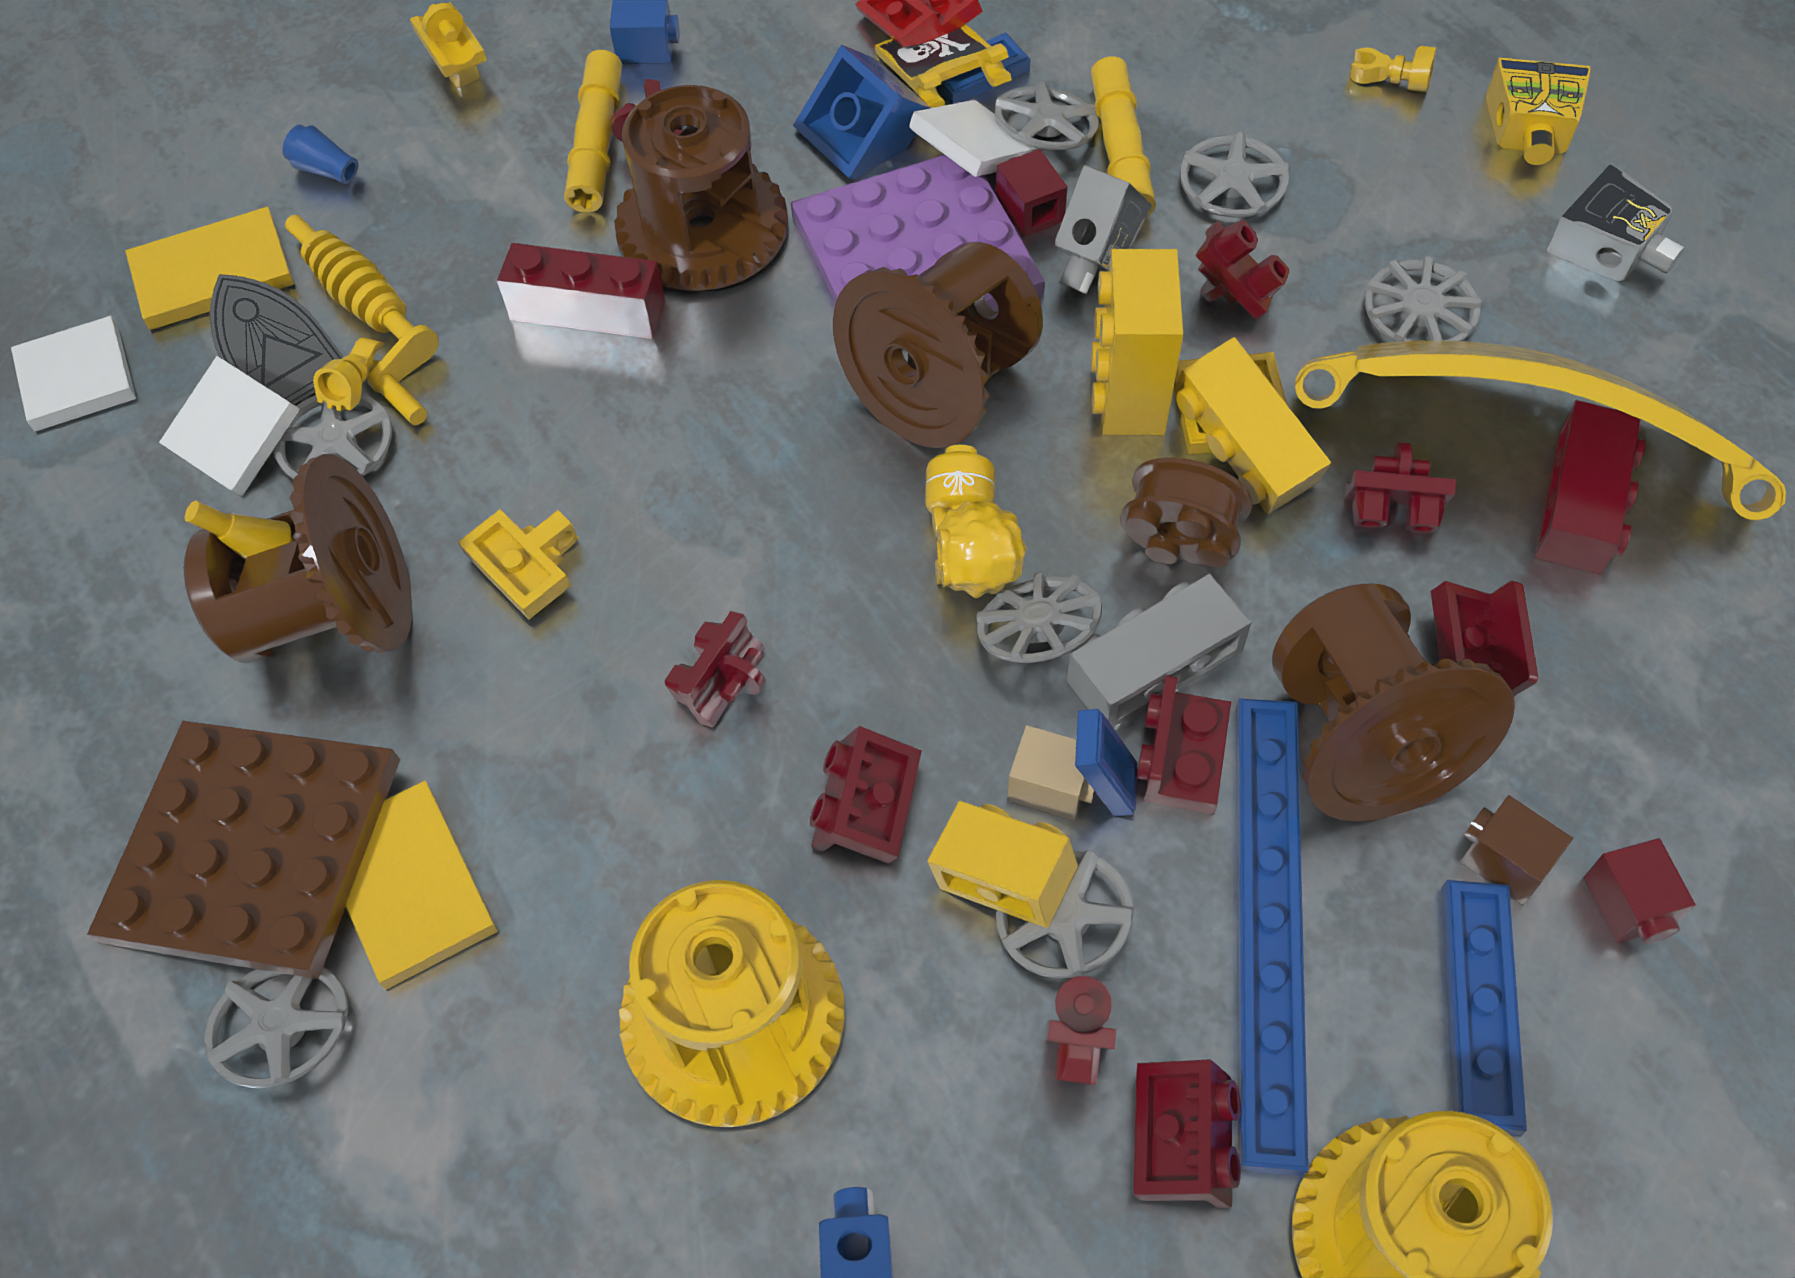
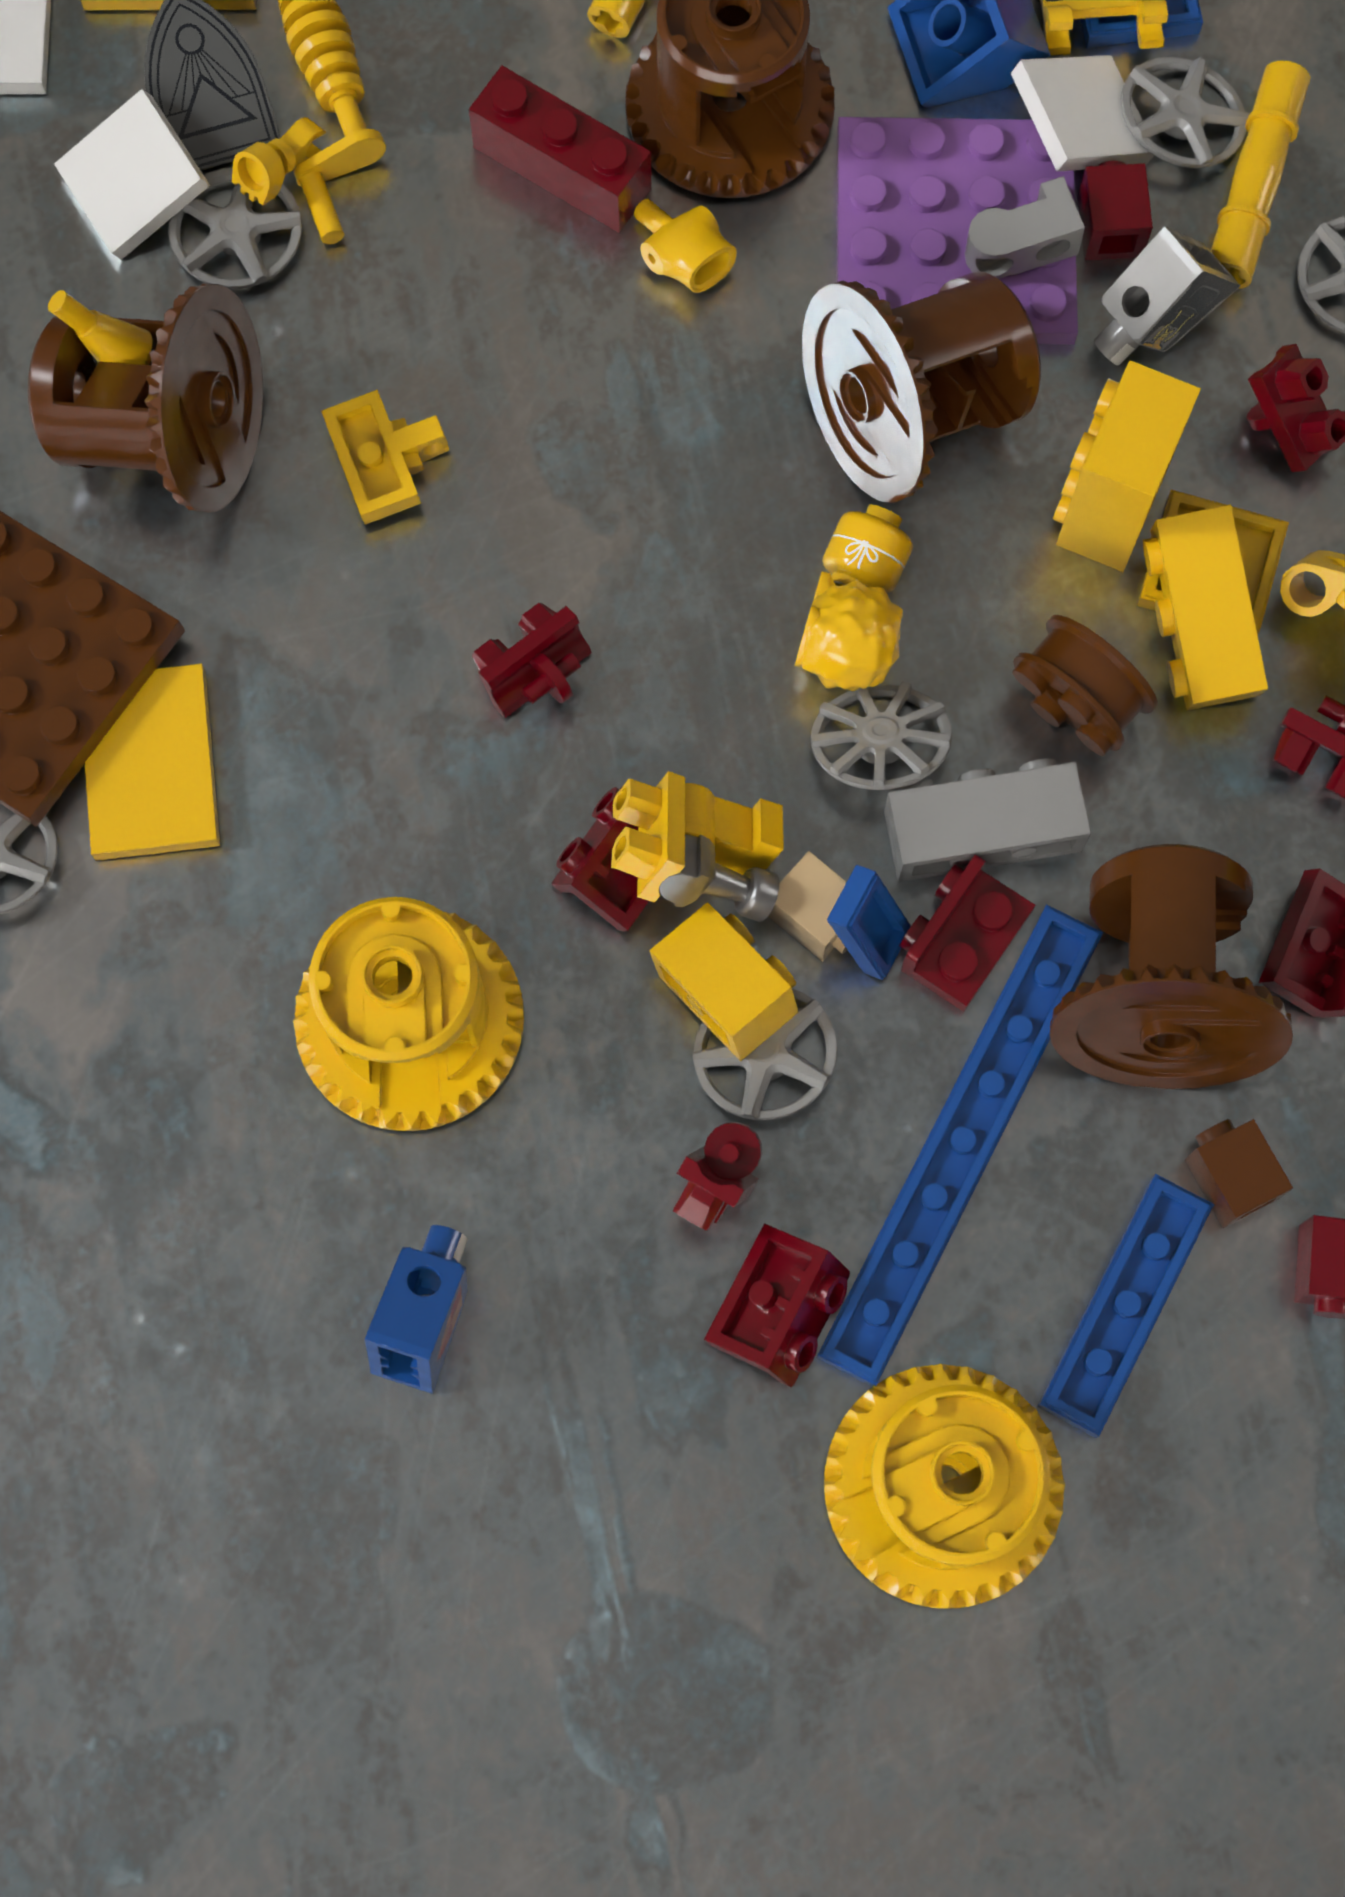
camera: 20 degrees right, 15 degrees up
(711, 326) = (685, 246): none -> yellow piece
(932, 753) = (698, 845): none -> yellow hips
(981, 217) = (1026, 236): none -> light grey leg

